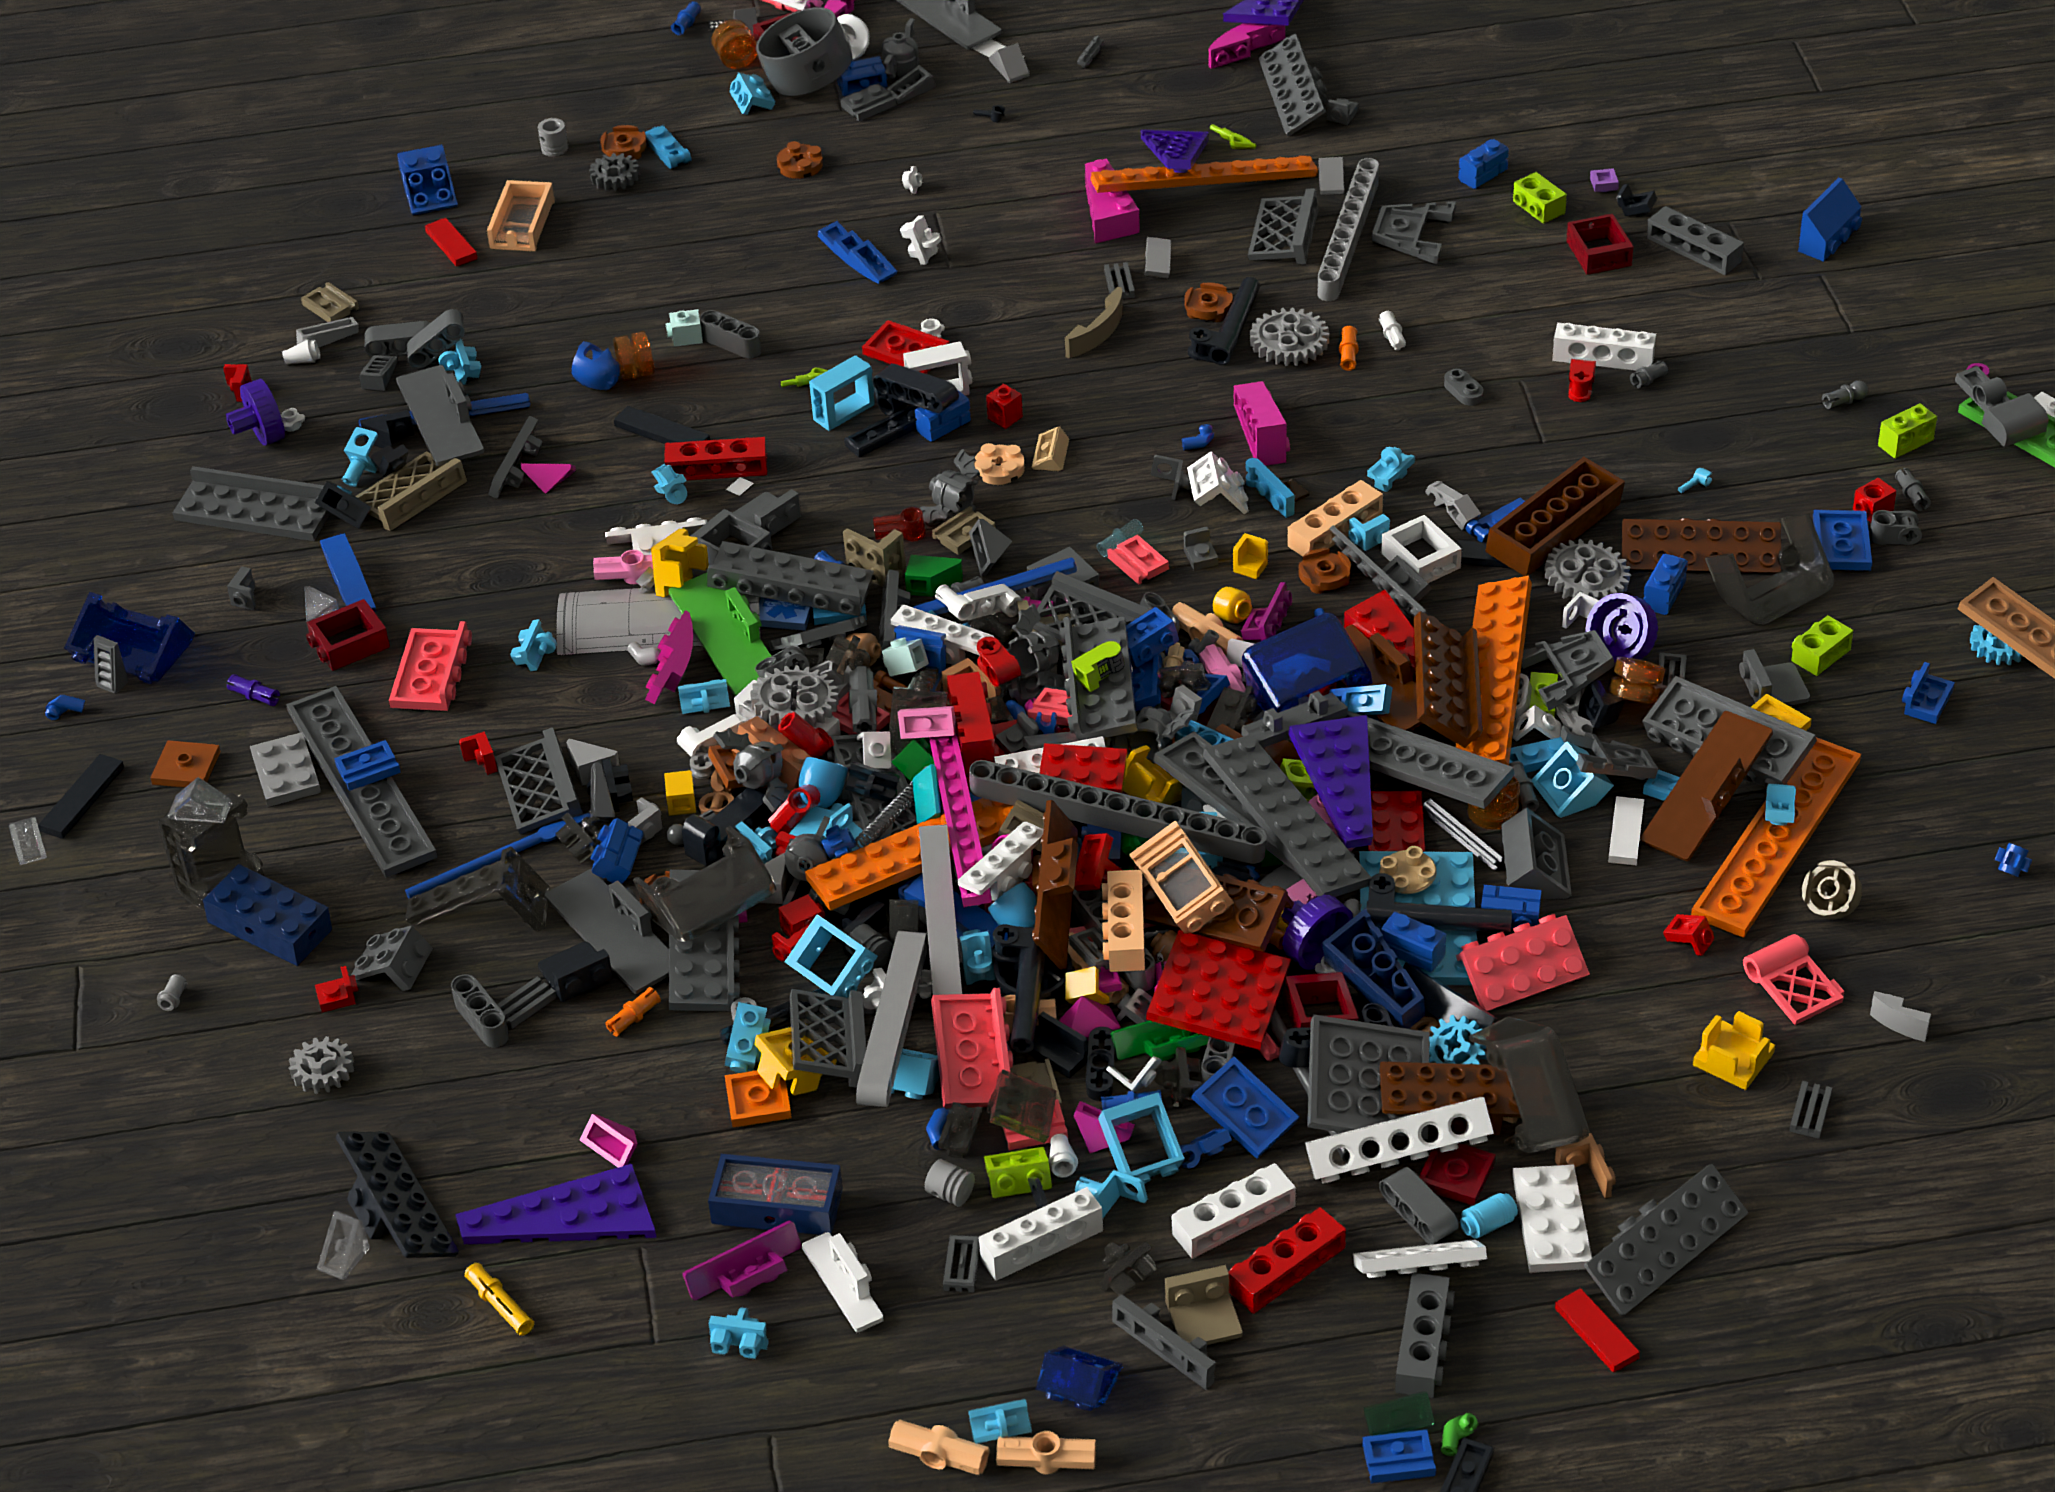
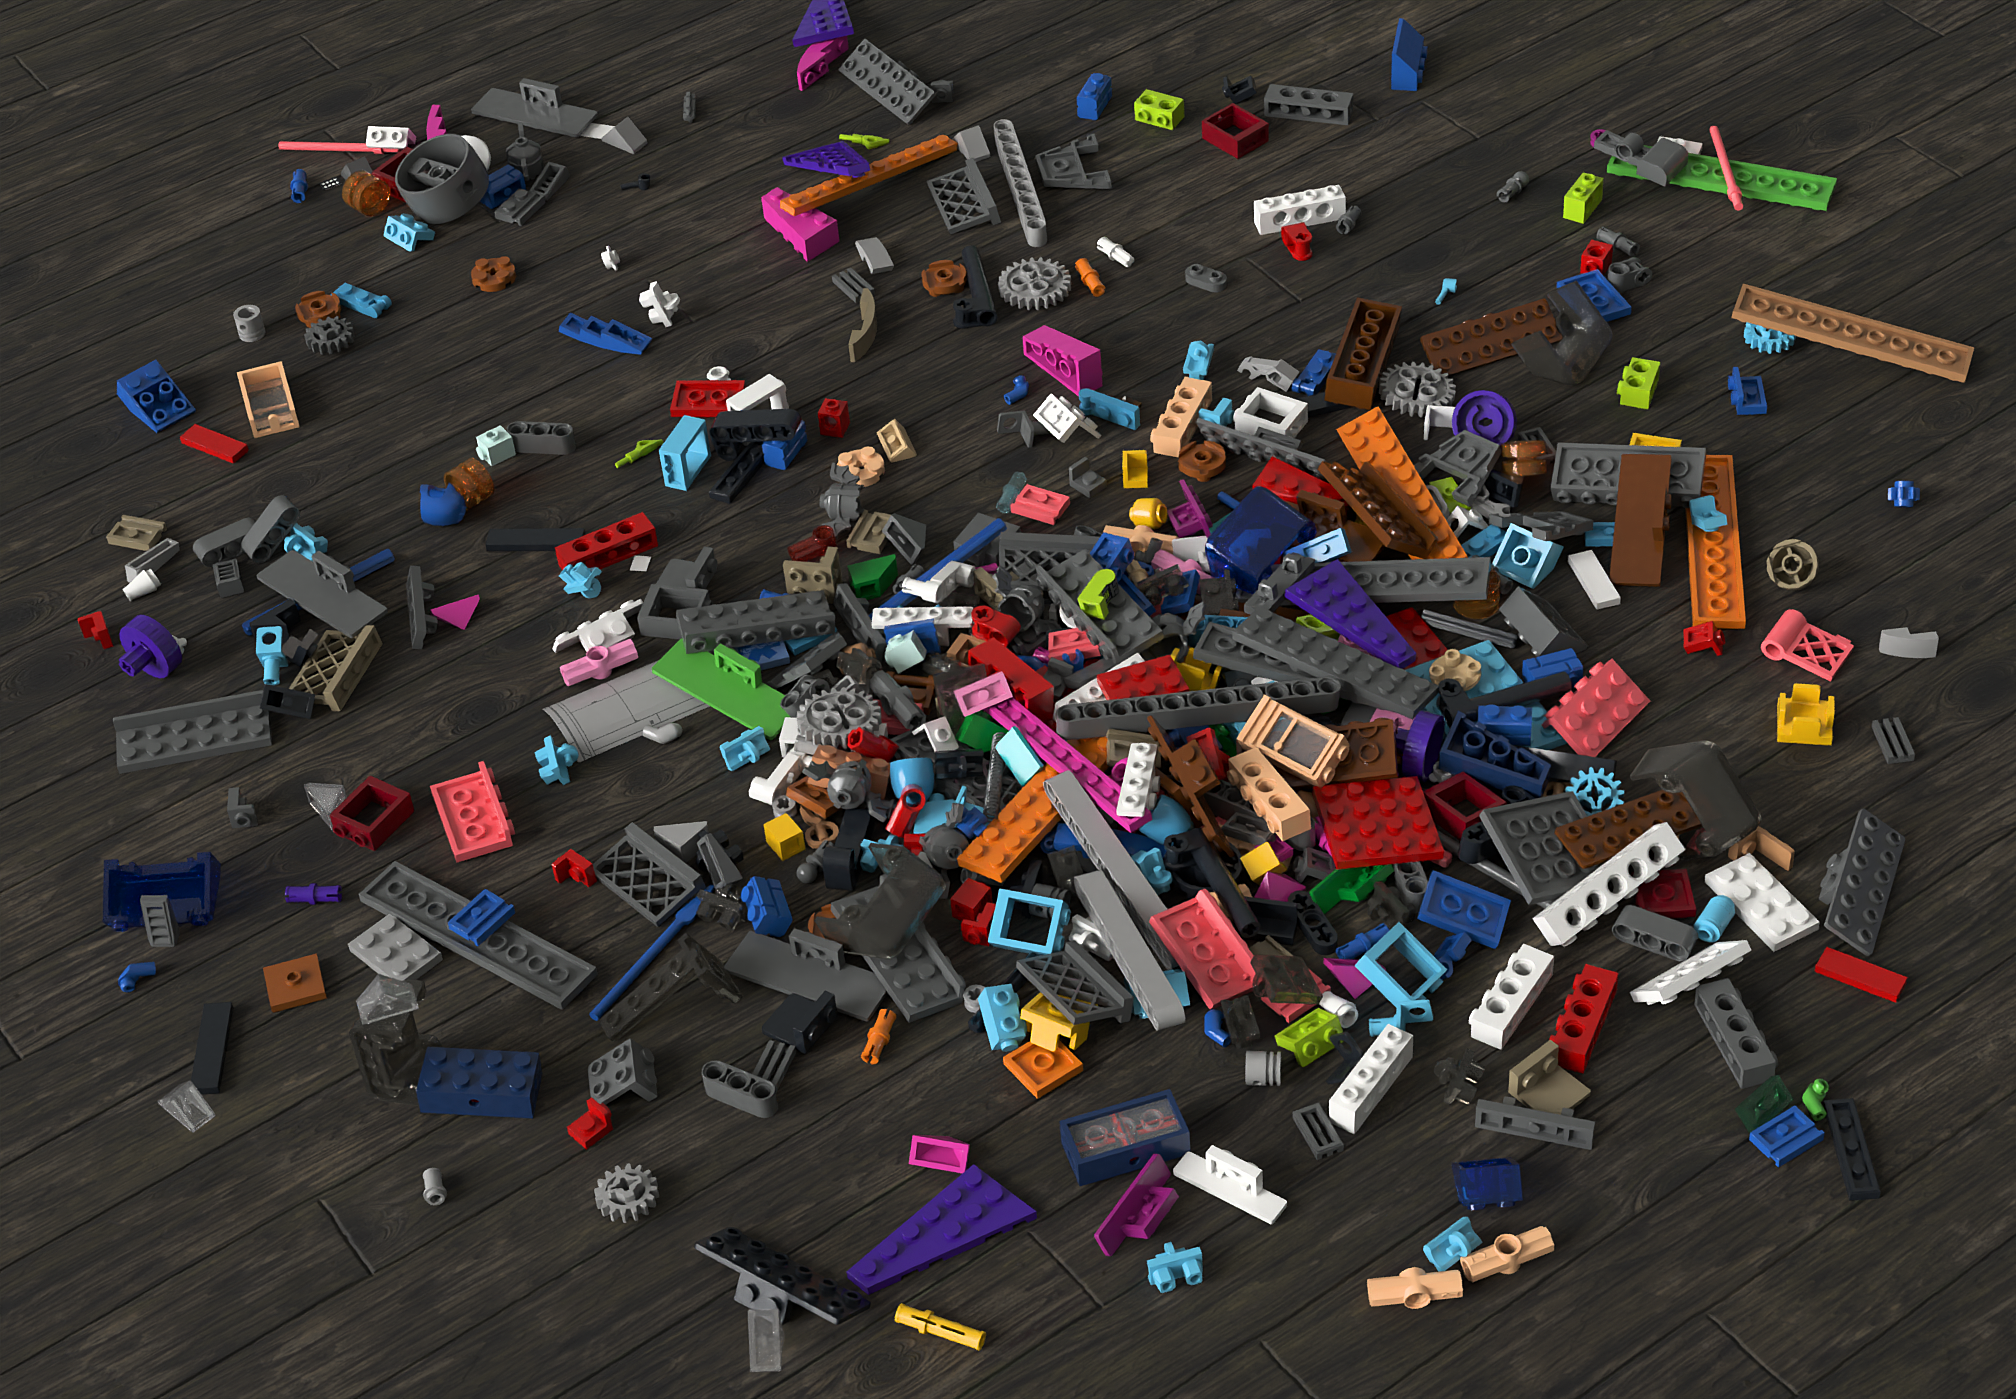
camera: 25 degrees left, 0 degrees up
(346, 570) = (329, 758): blue slope -> none
(646, 579) = (621, 667): light grey plate -> none
(647, 820) = (770, 866): light grey bracket -> none
(673, 657) = (696, 722): dark pink slope -> none
(674, 560) = (644, 640): yellow panel -> none
(1144, 1078) = (1366, 918): white bracket -> none
(1184, 700) = (1179, 603): light grey bracket -> none
(1604, 180) = (1200, 80): medium lavender plate -> none
(1665, 583) = (1485, 371): blue brick -> none
(1778, 680) = (1621, 423): dark grey bracket -> none

